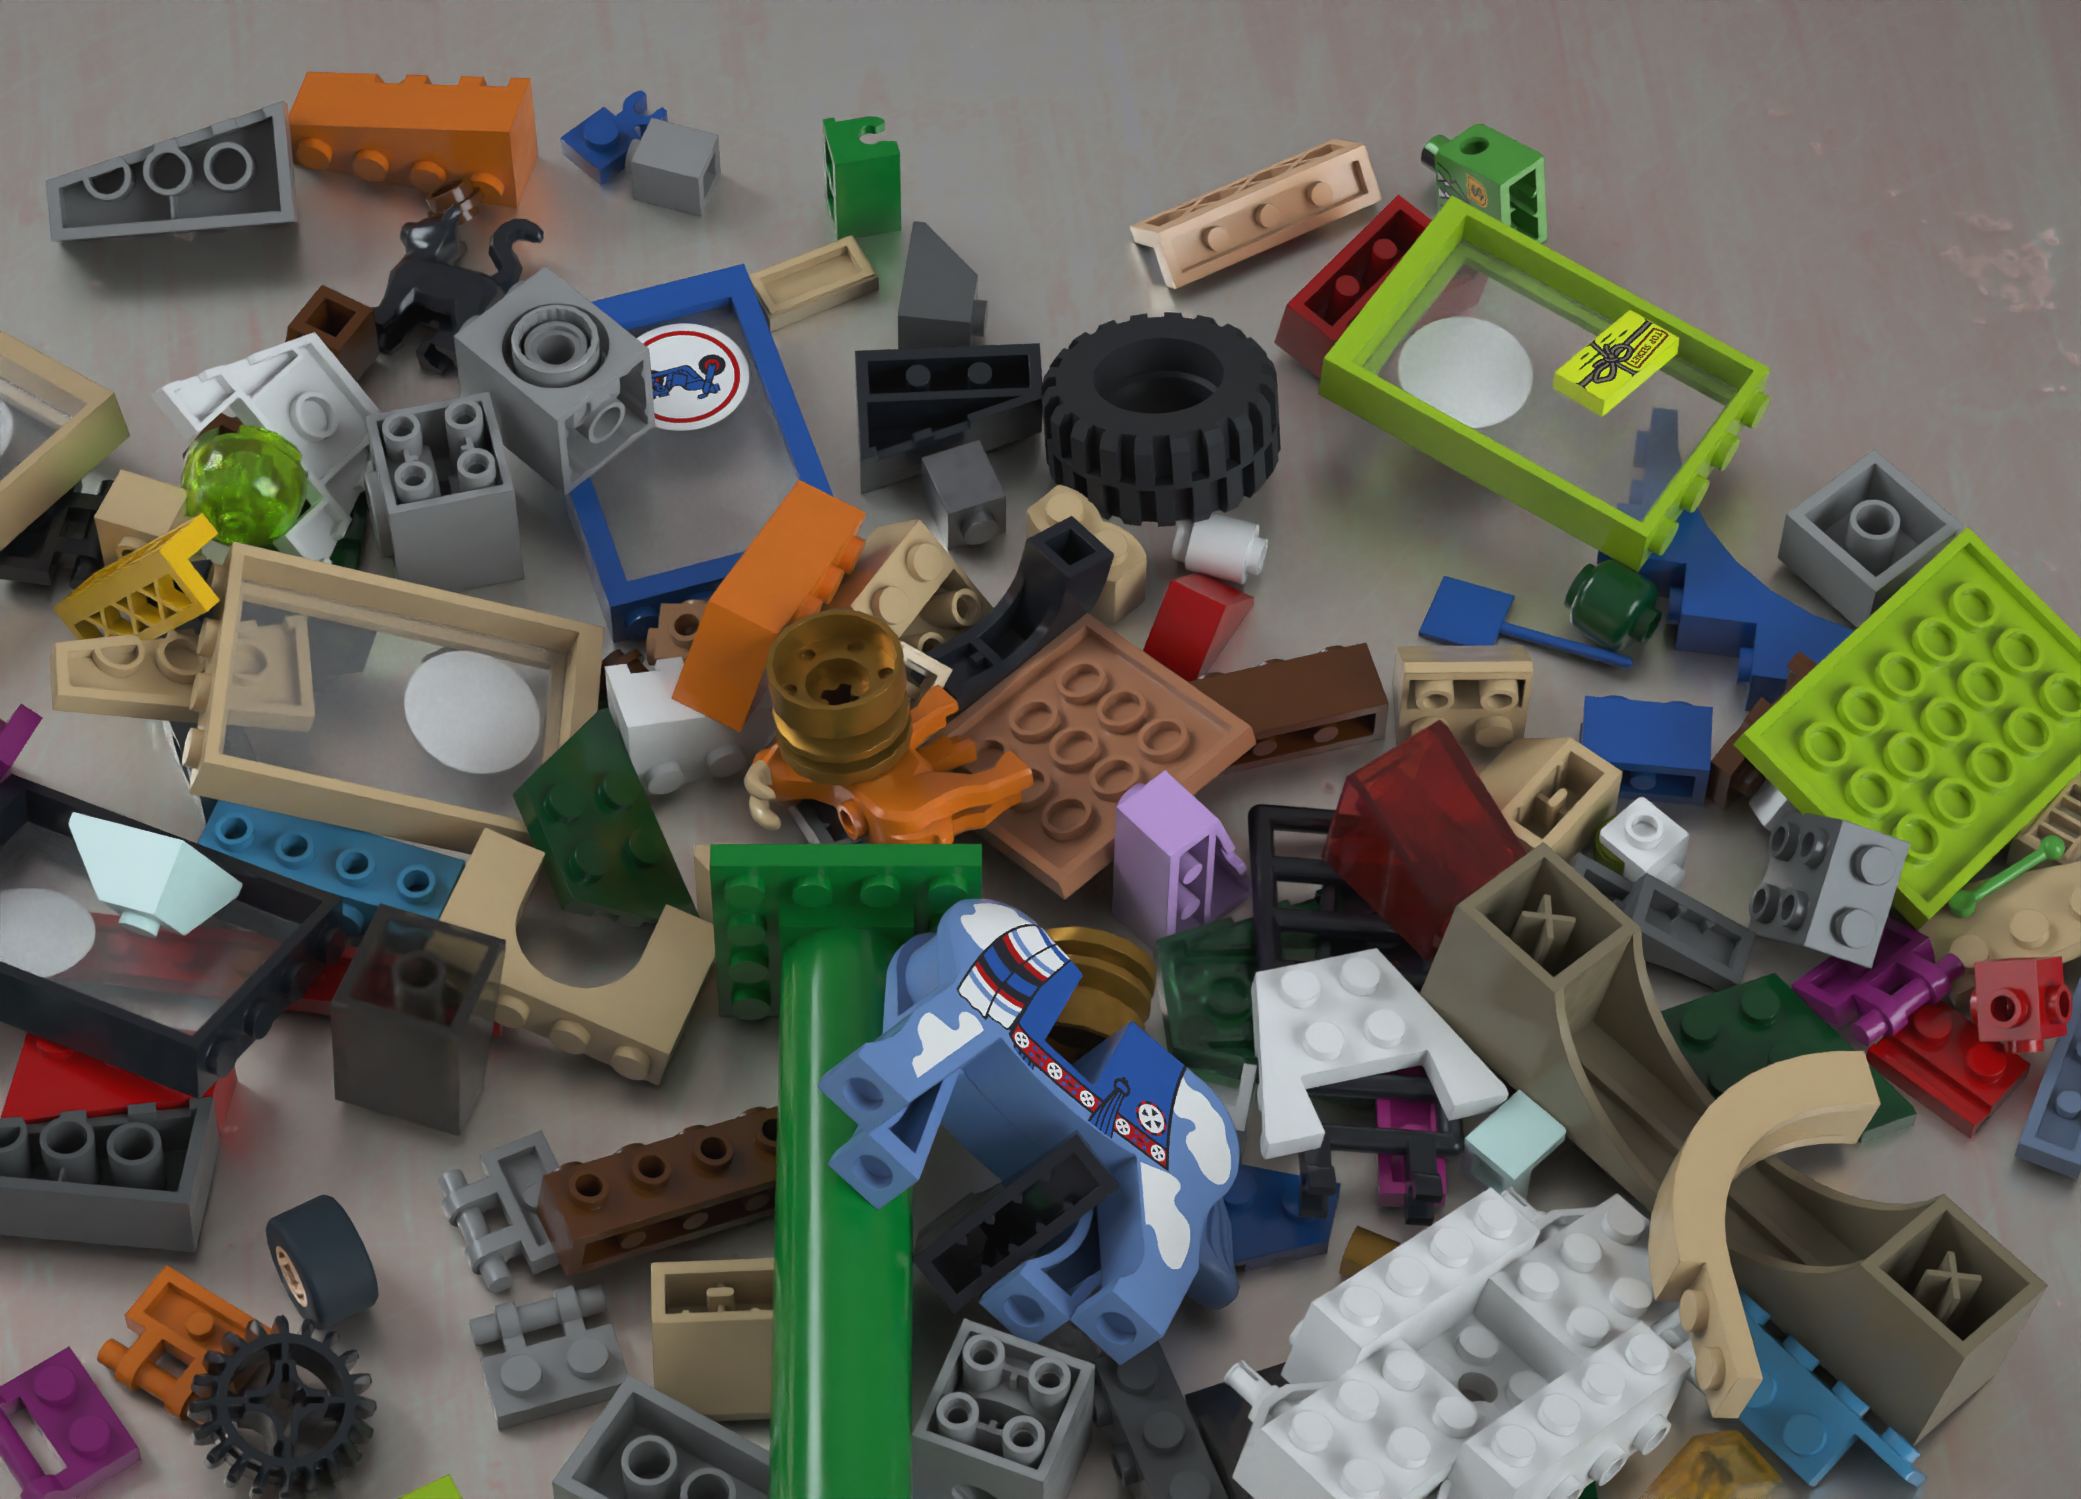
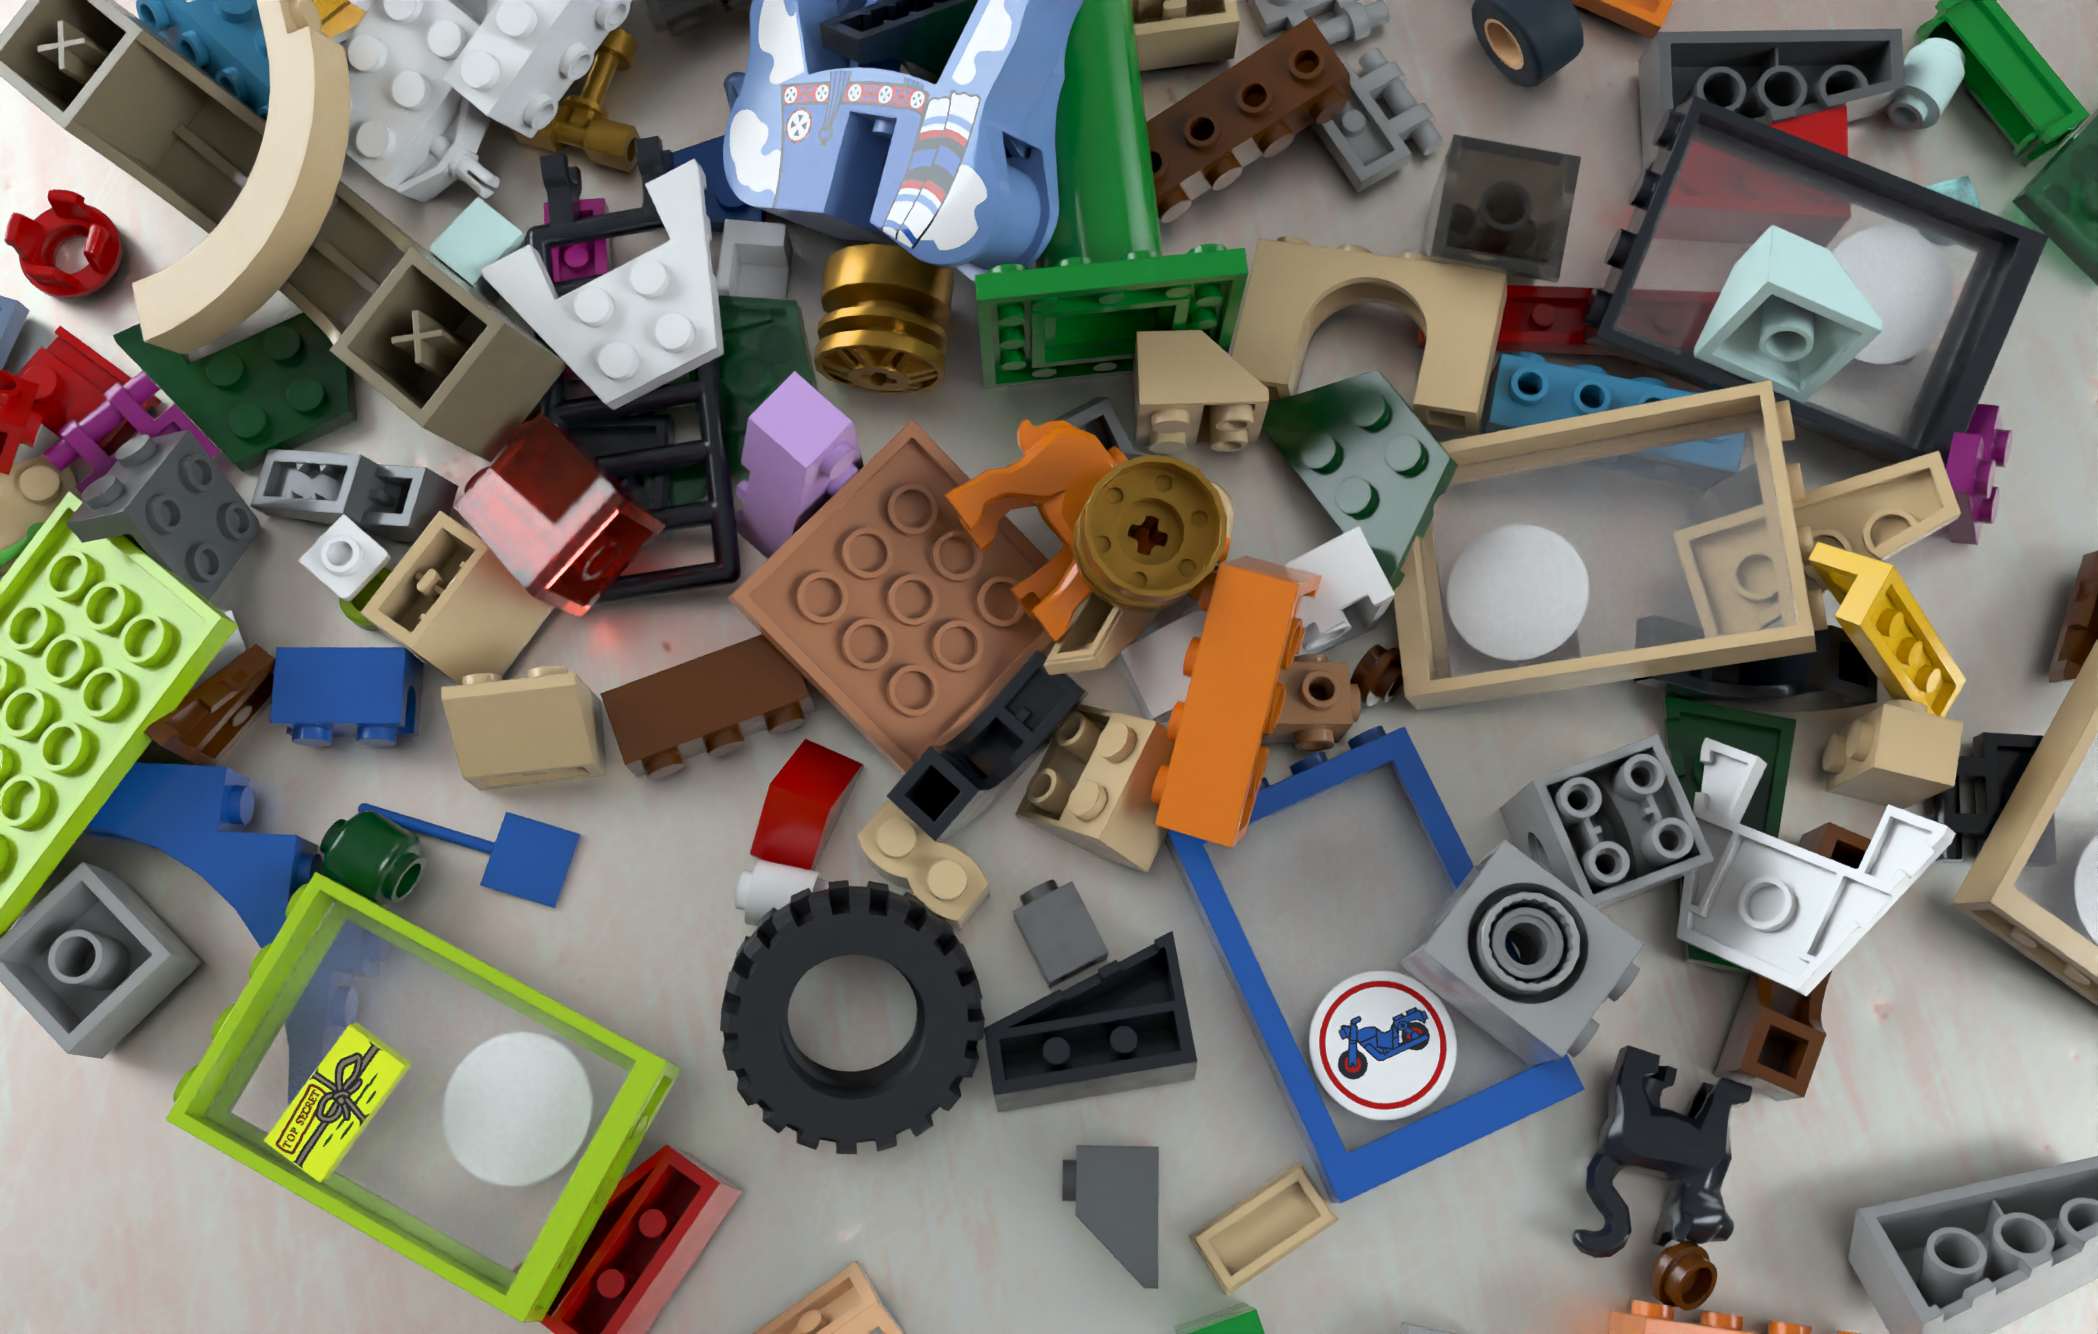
camera: 175 degrees right, 20 degrees up
(245, 484) = (1816, 781): clear neon green cylinder -> none
(1984, 1177) = (41, 238): none -> red piece

